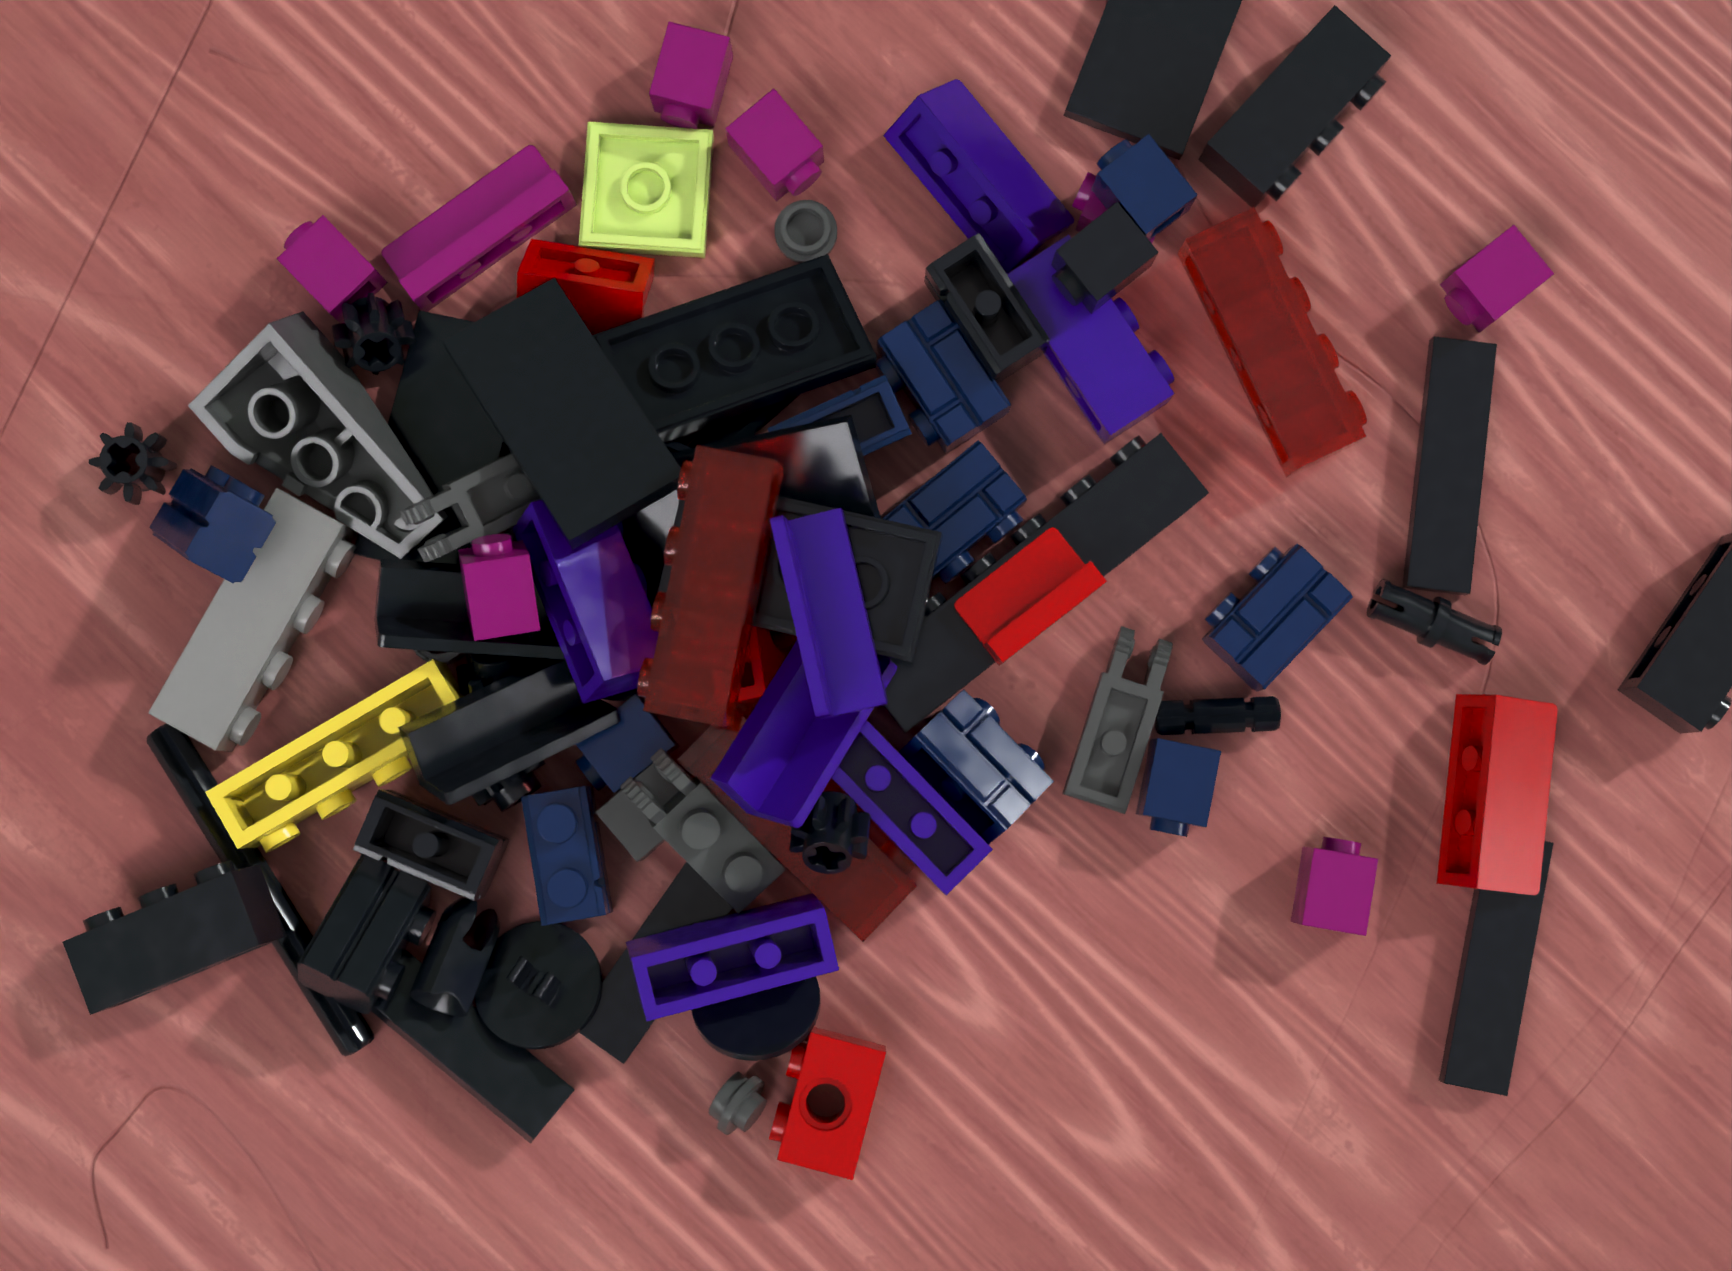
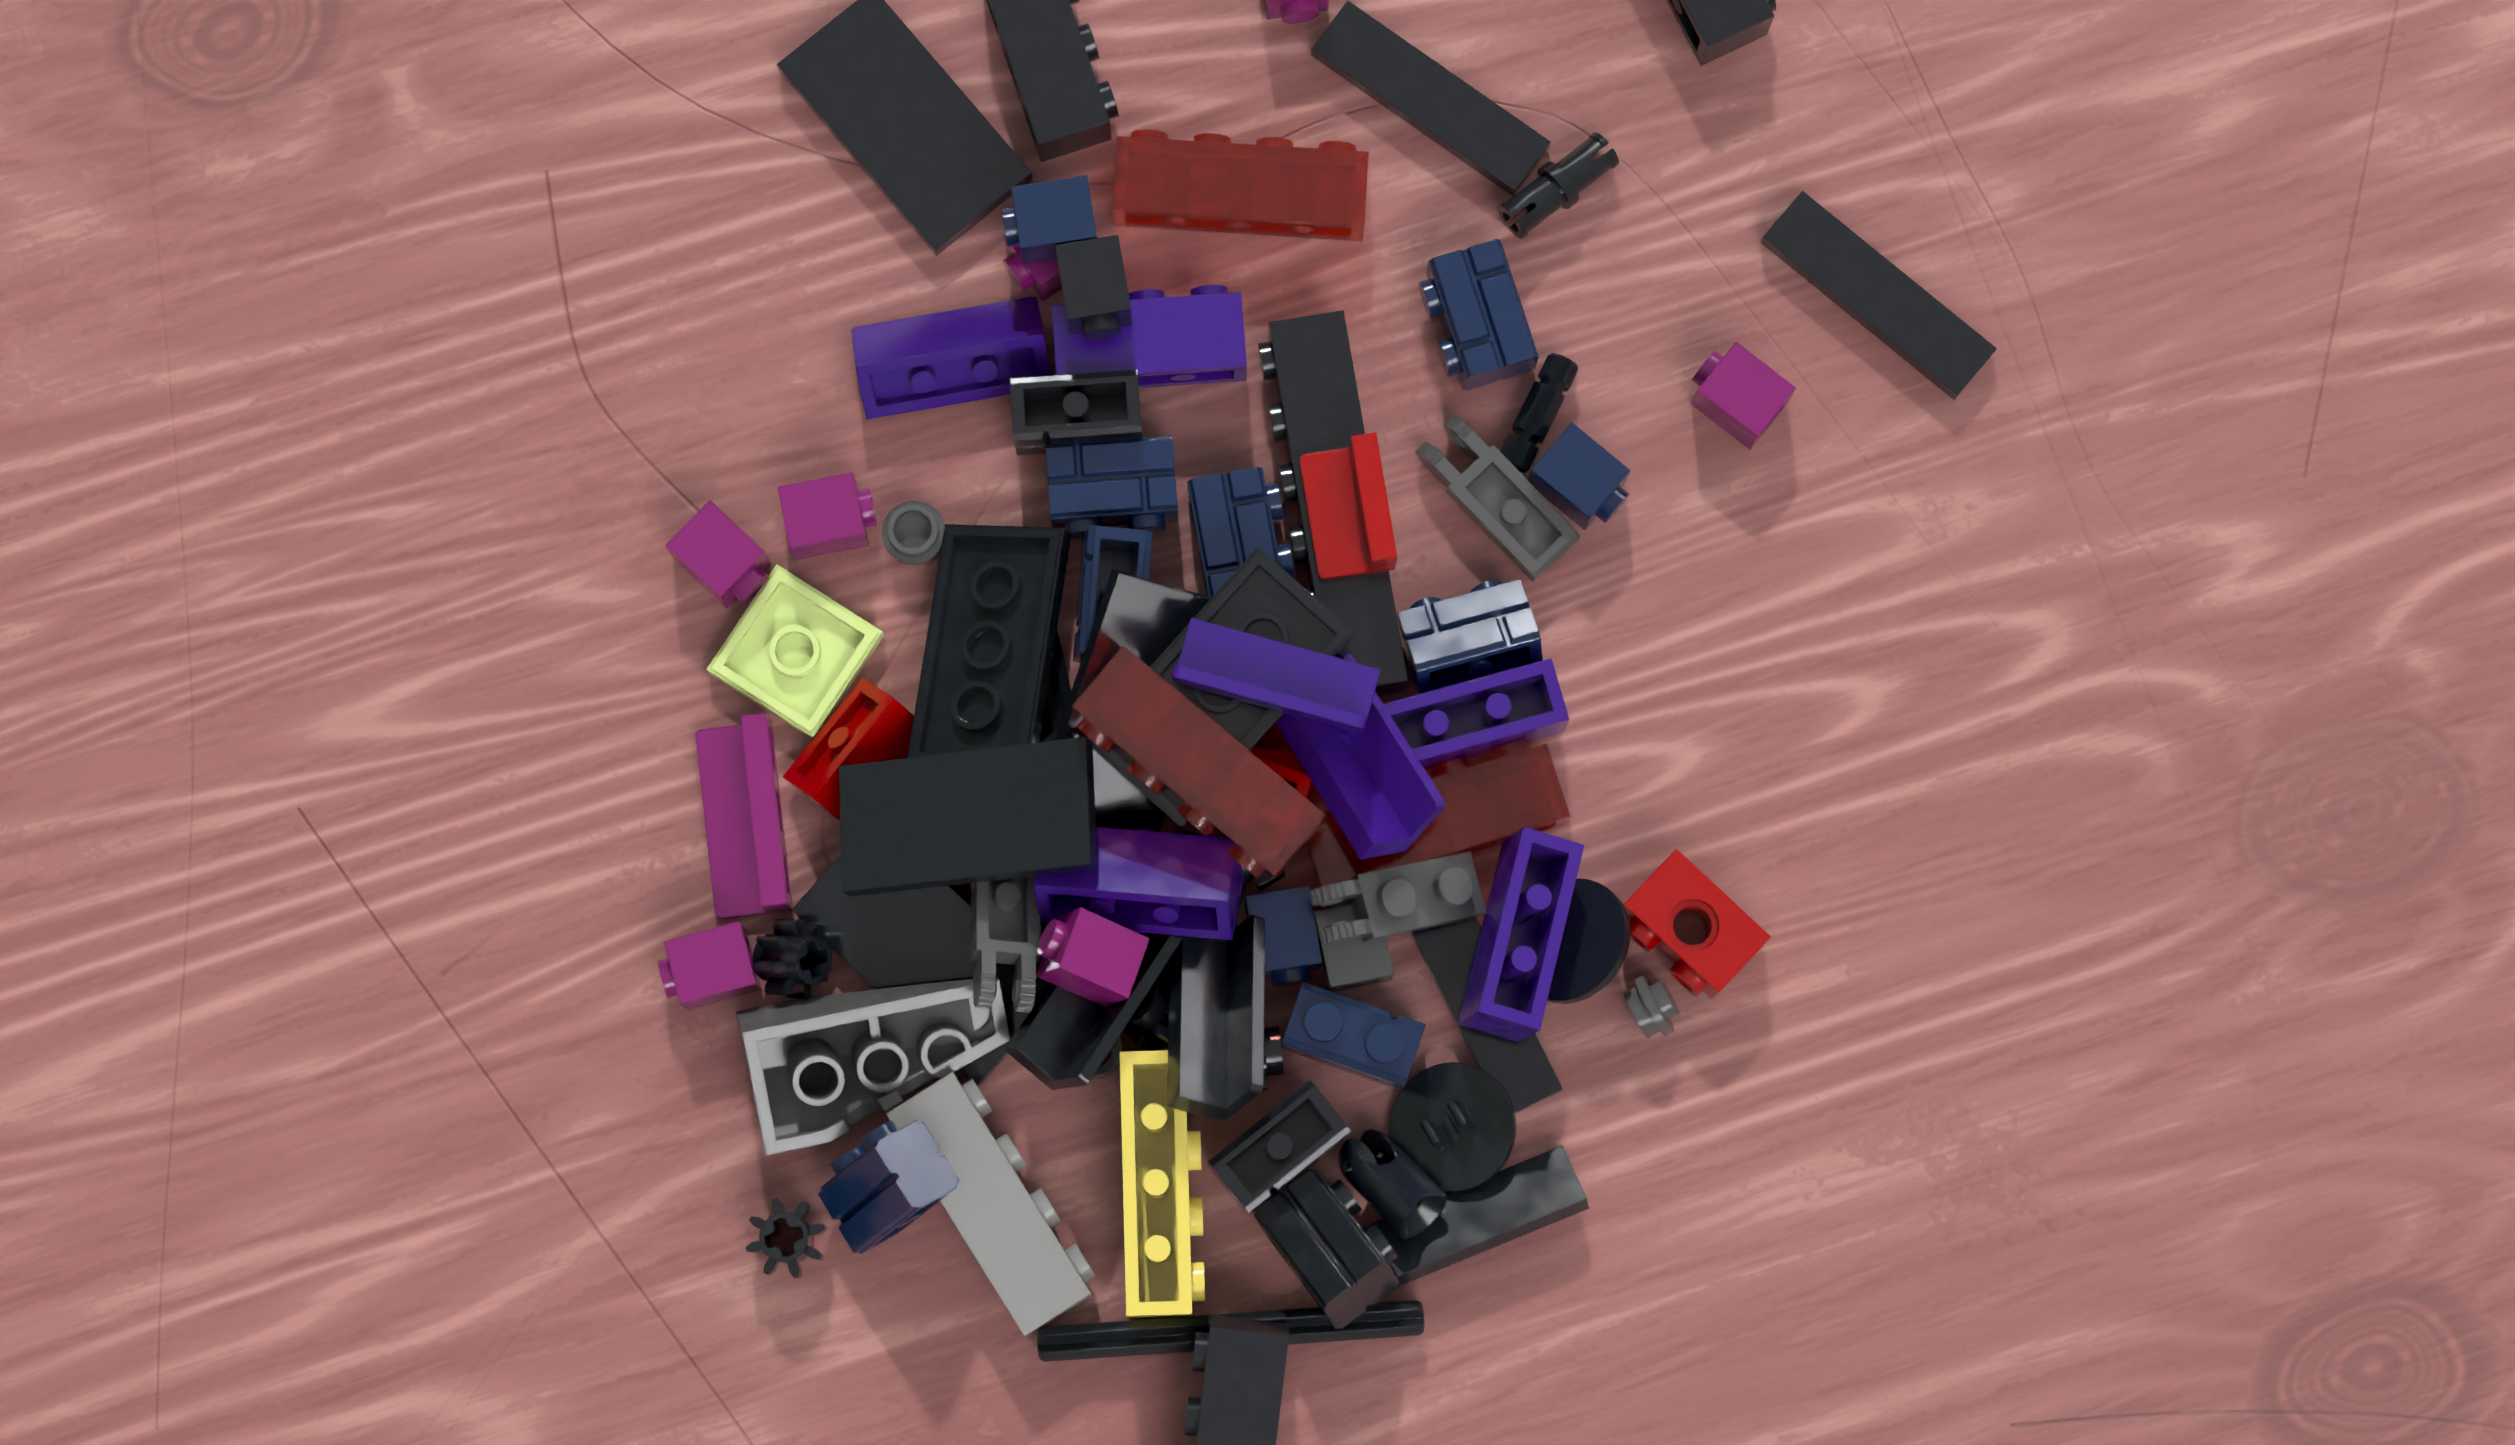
camera: 65 degrees left, 5 degrees down
(832, 834) = (1466, 785): black gear -> none
(1497, 793) = (1734, 214): red panel -> none

